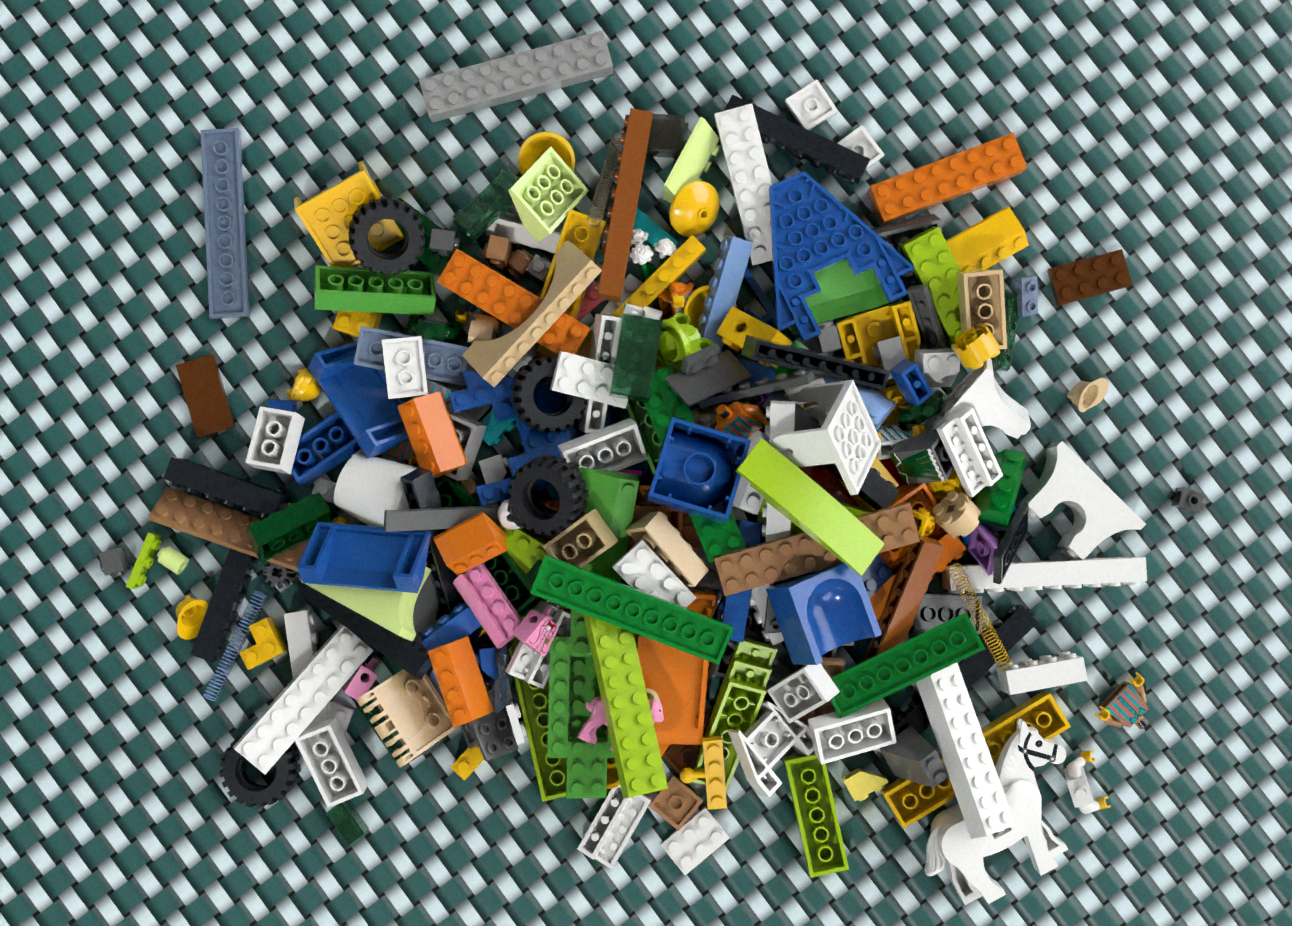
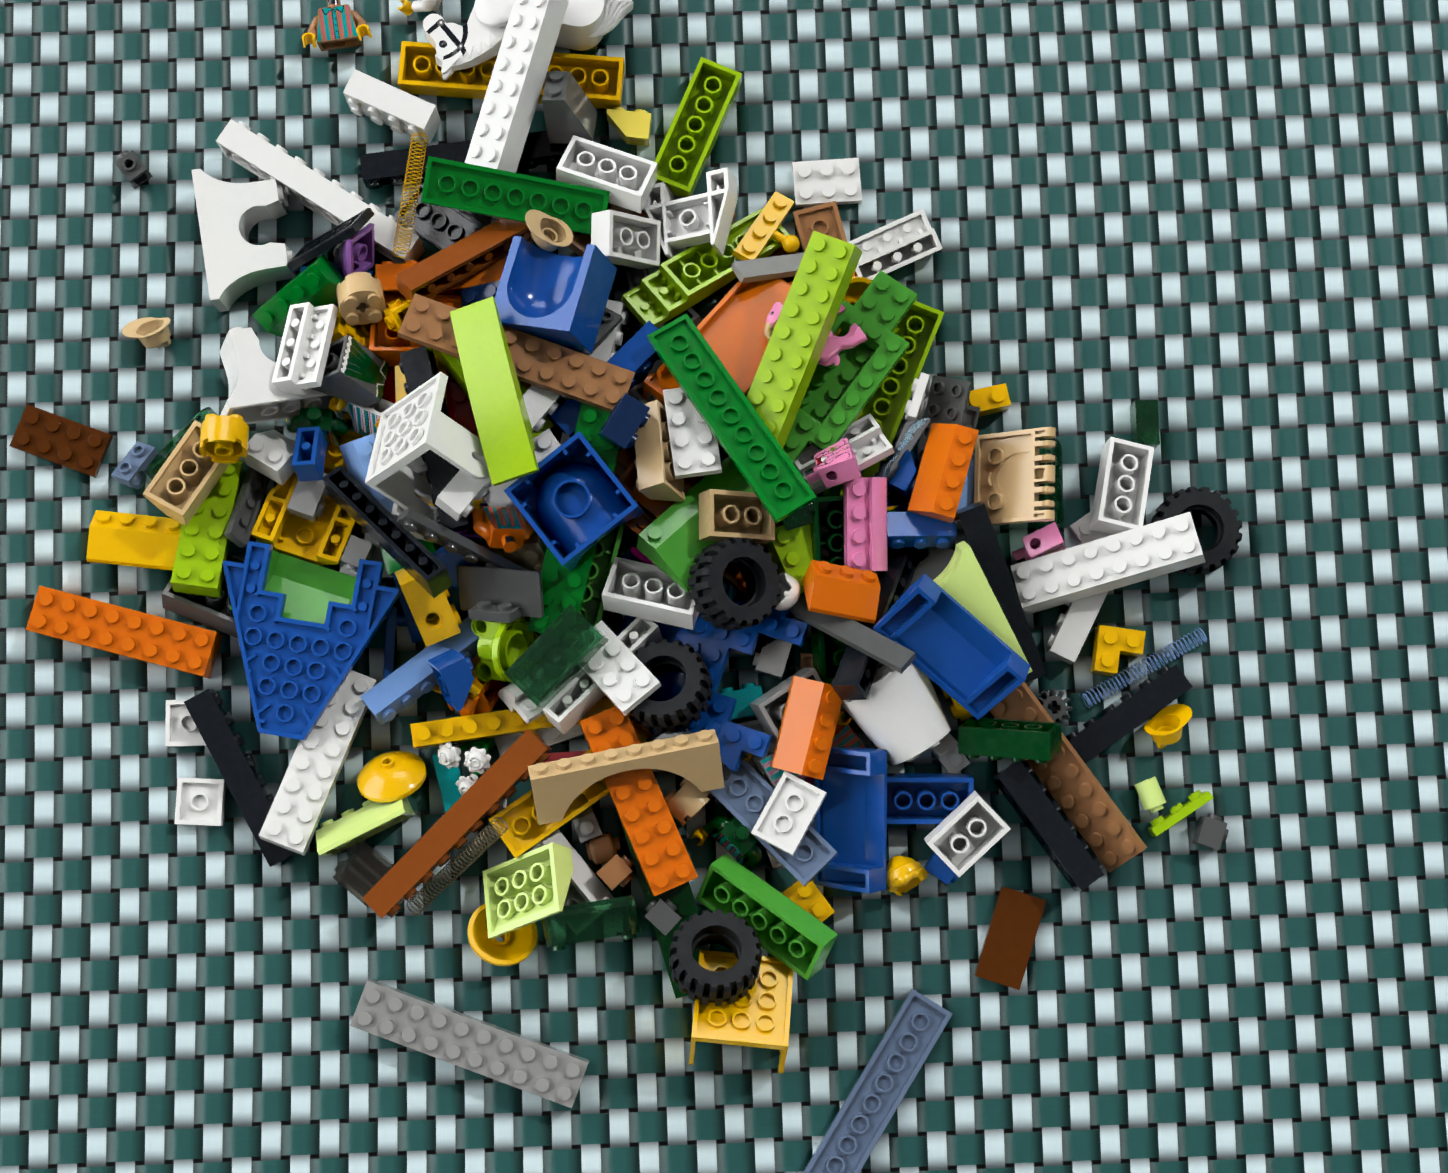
camera: 150 degrees left, 5 degrees down
(686, 746) = (767, 268): none -> light grey tile
(698, 299) = (453, 676): none -> blue slope
(703, 551) = (624, 421): none -> dark blue piece
(861, 656) = (548, 231): none -> tan piece

